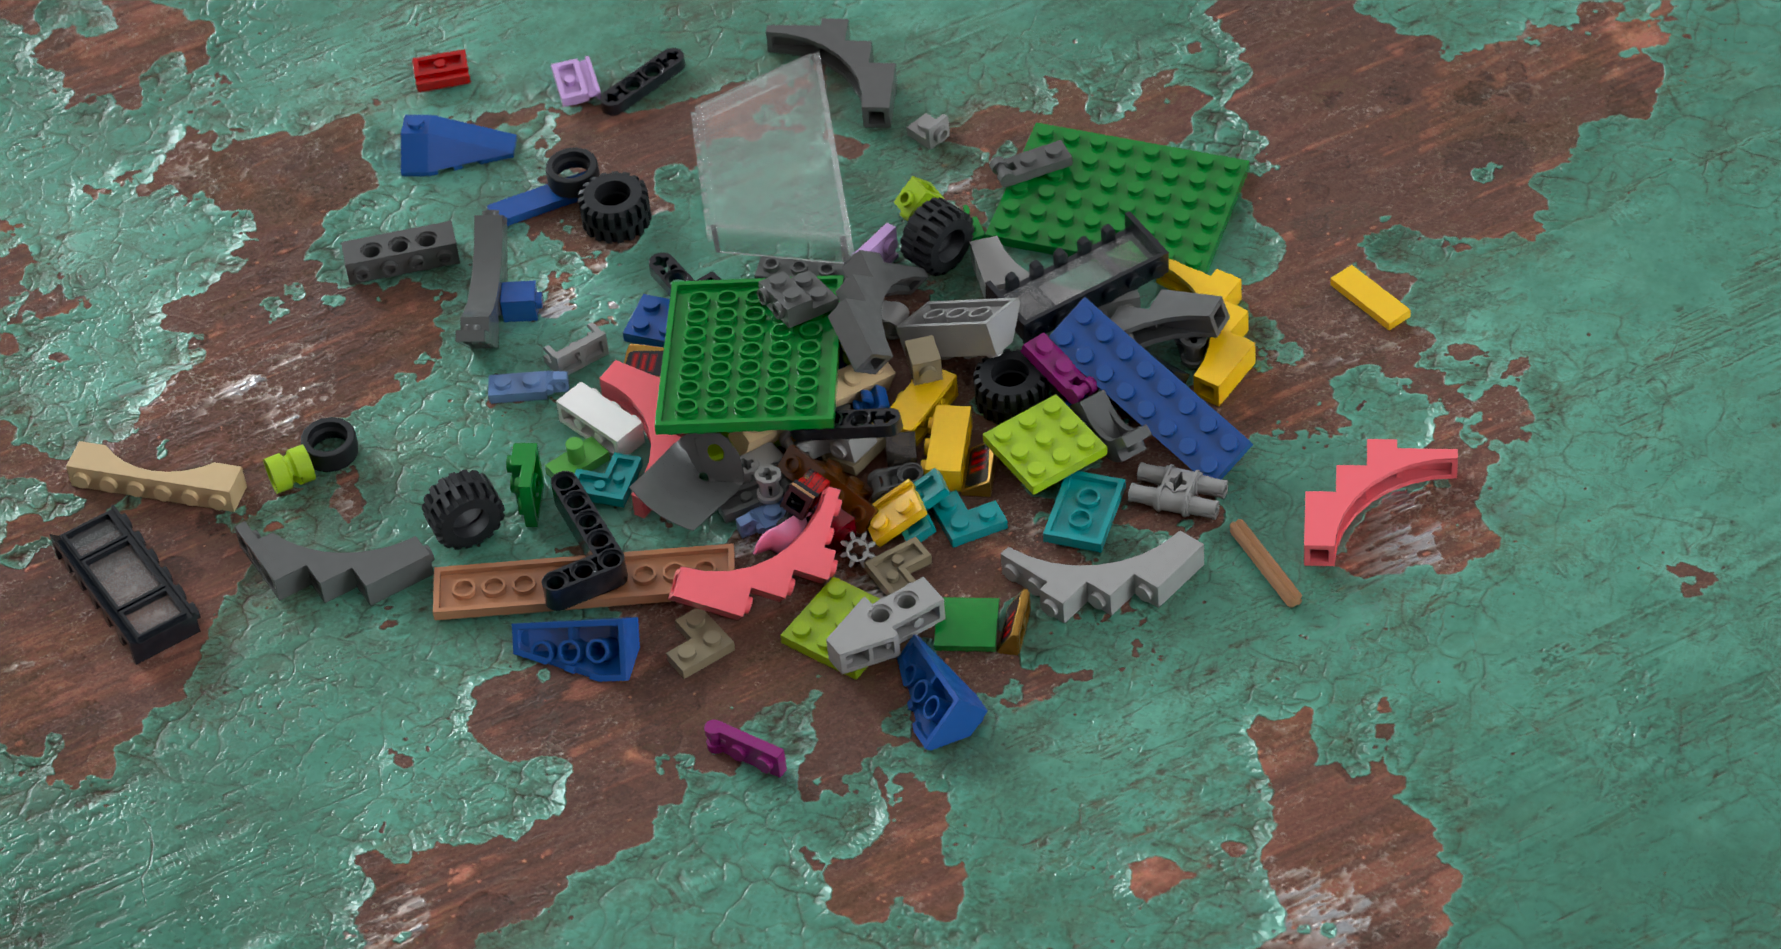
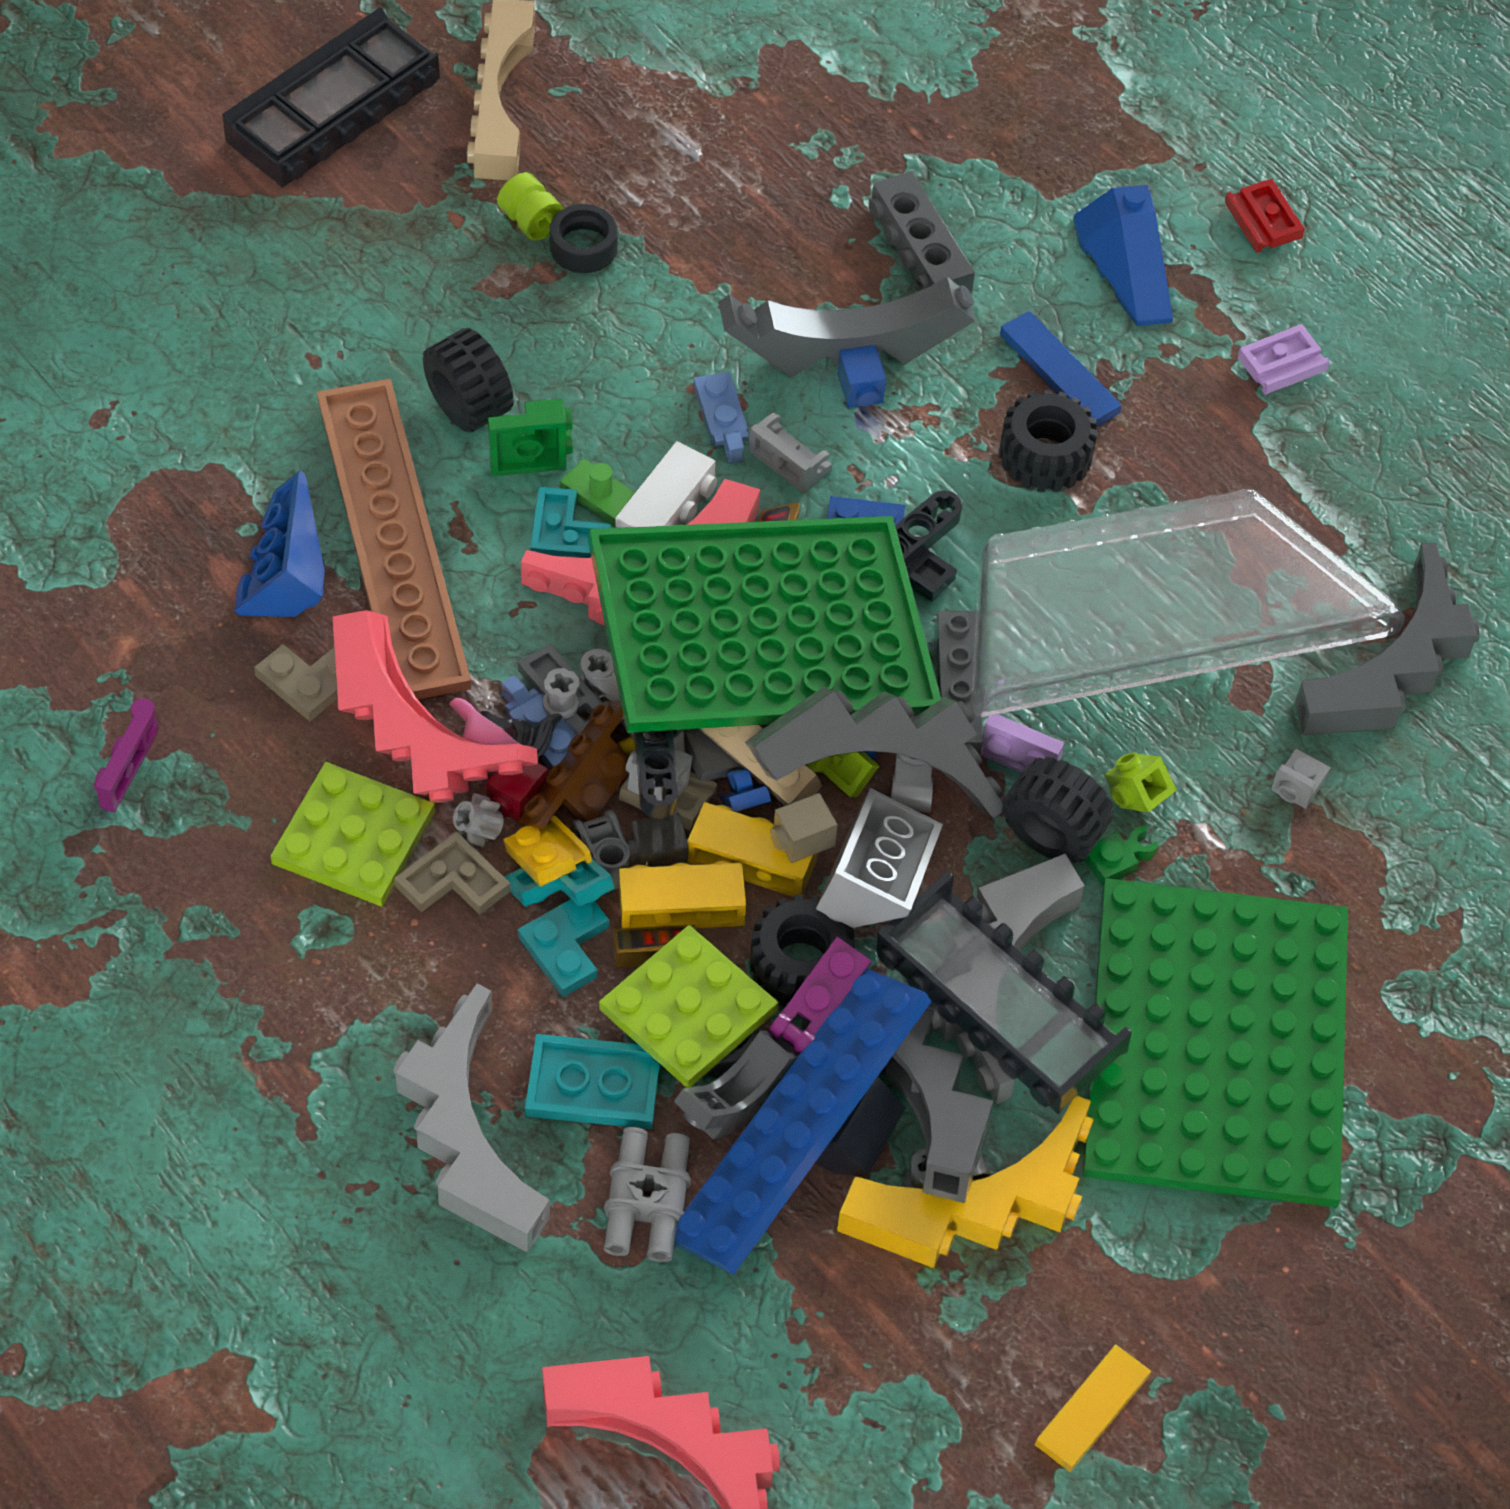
camera: 70 degrees right, 10 degrees up
(374, 572) = (374, 243): dark grey arch -> none
(568, 159) = (1100, 361): black tyre -> none
(604, 561) = (437, 526): black beam -> none
(618, 99) = (1304, 438): black beam -> none
(674, 485) = (532, 601): dark grey piece -> none
(796, 298) = (870, 650): dark grey plate -> none
(806, 491) = (536, 730): leg -> none
(875, 630) = (300, 845): light grey brick -> none
(939, 698) = (217, 970): blue wedge -> none
(968, 625) = (370, 970): green slope -> none
(1015, 625) = (375, 1032): pearl gold slope -> none
(1031, 163) = (1246, 909): dark grey plate -> none
(1265, 563) = (529, 1329): medium nougat axle -> none

